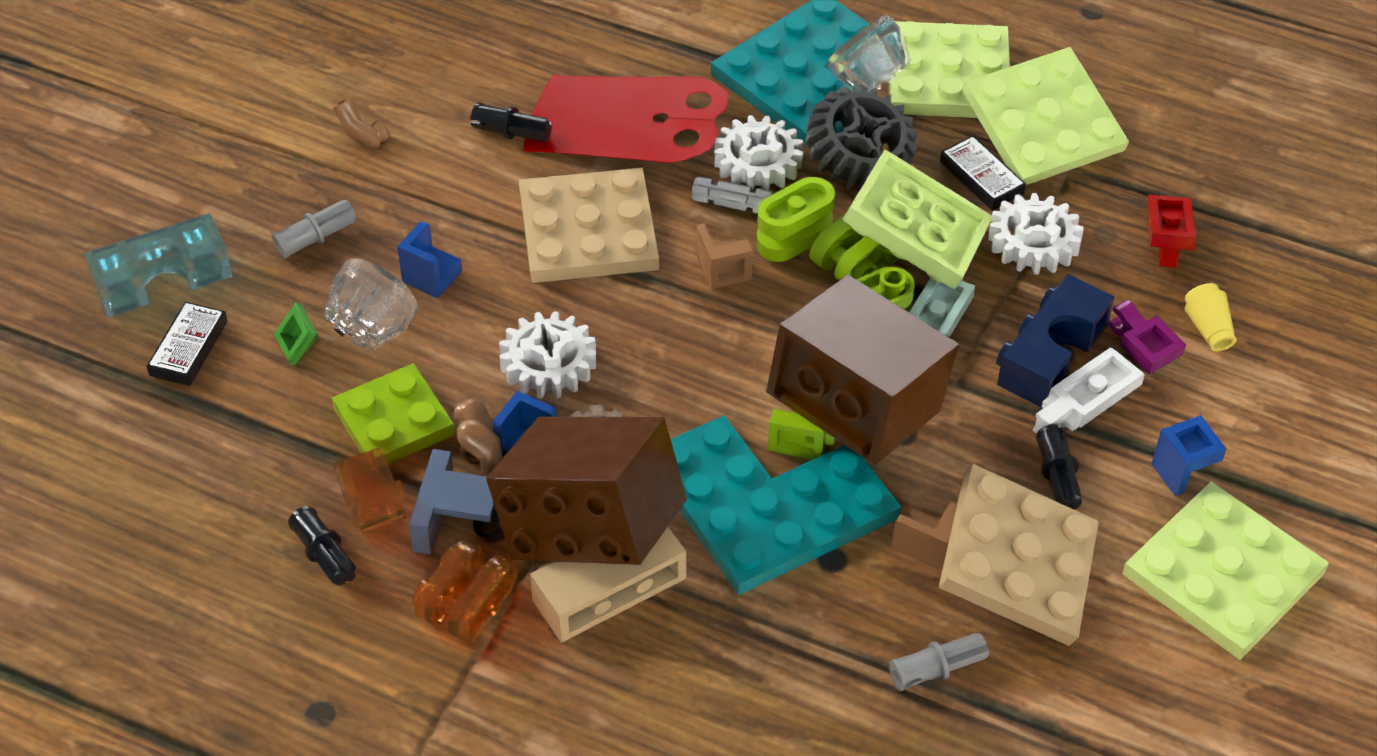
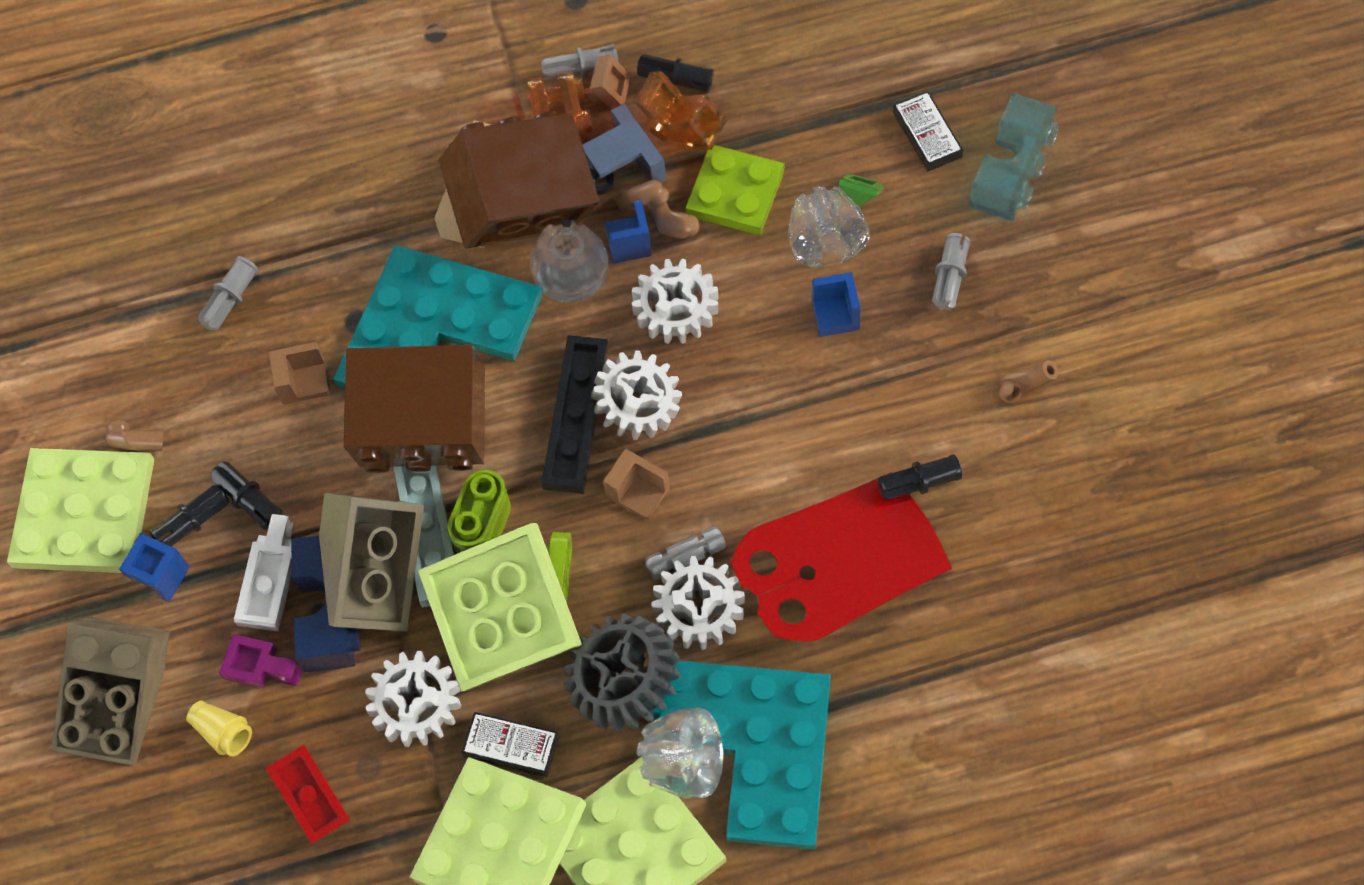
camera: 145 degrees right, 15 degrees up
(391, 580) = (608, 82): none -> medium nougat tile
(393, 625) = (578, 62): none -> light grey axle
(588, 225) = (768, 441): tan plate -> none
(657, 305) = (618, 385): none -> white gear
(716, 336) = (574, 416): none -> black plate
(794, 218) = (602, 545): lime brick -> none
(996, 323) = (369, 560): none -> dark tan slope
(1019, 555) = (220, 392): tan plate -> none
(1126, 484) = (191, 516): none -> black axle
(1136, 584) = (133, 440): none -> medium nougat arm
(1286, 402) = (108, 688): none -> dark tan slope

